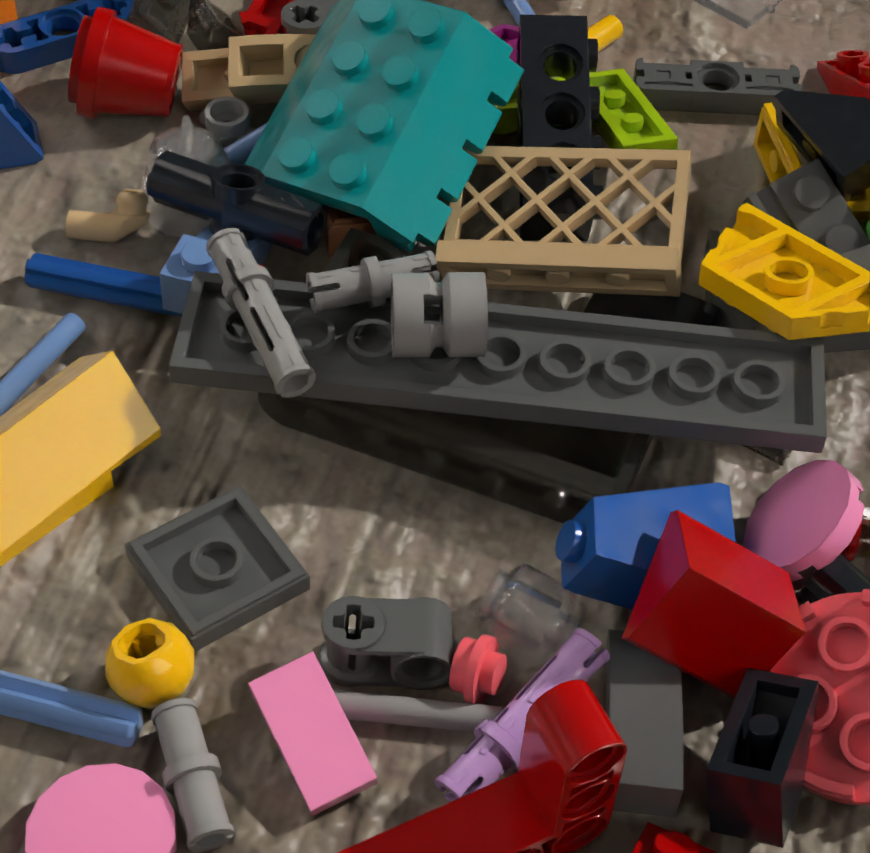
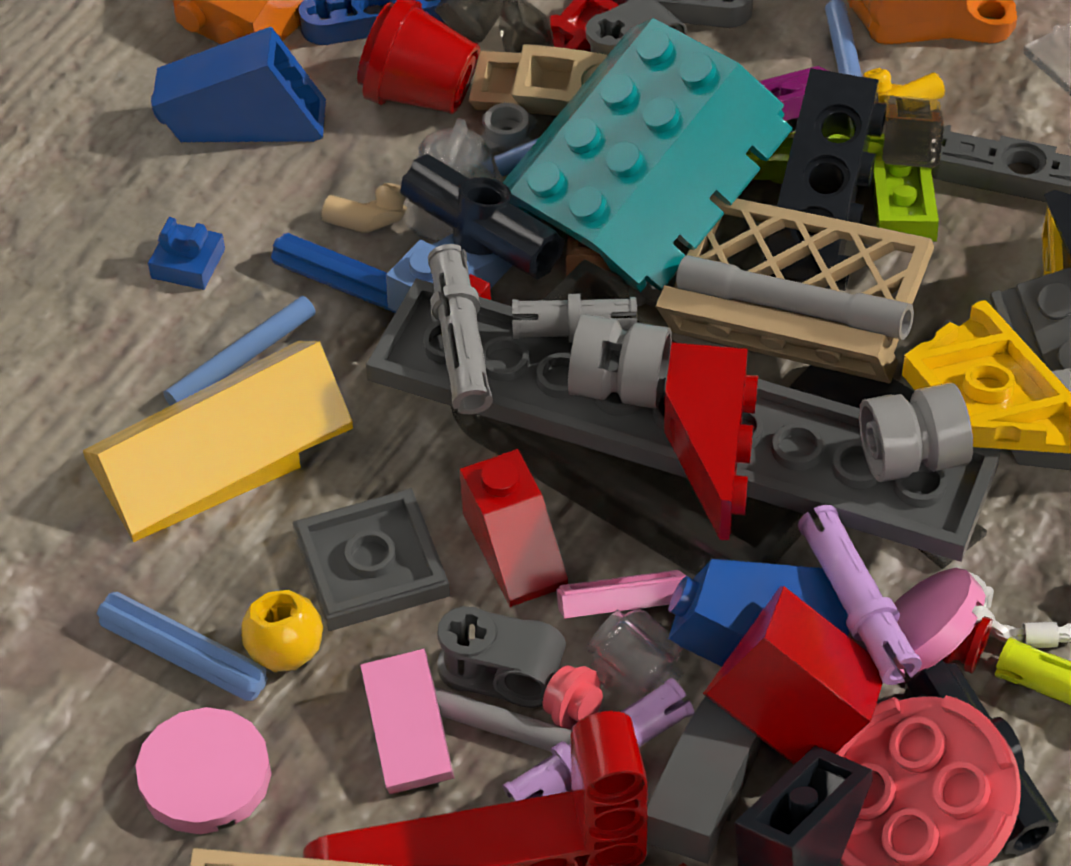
camera: 20 degrees right, 0 degrees up
(192, 775) = (293, 734): light grey pin -> none
(358, 505) = (512, 527): none -> red slope
(490, 551) = (617, 593): none -> bright pink tile
(543, 364) = (705, 428): none -> red slope
(623, 68) = (912, 132): none -> clear smoke slope
(638, 229) = (855, 310): none -> light grey piece
(751, 332) = (926, 430): none -> light grey wheel
(761, 523) = (870, 614): none -> lavender pin

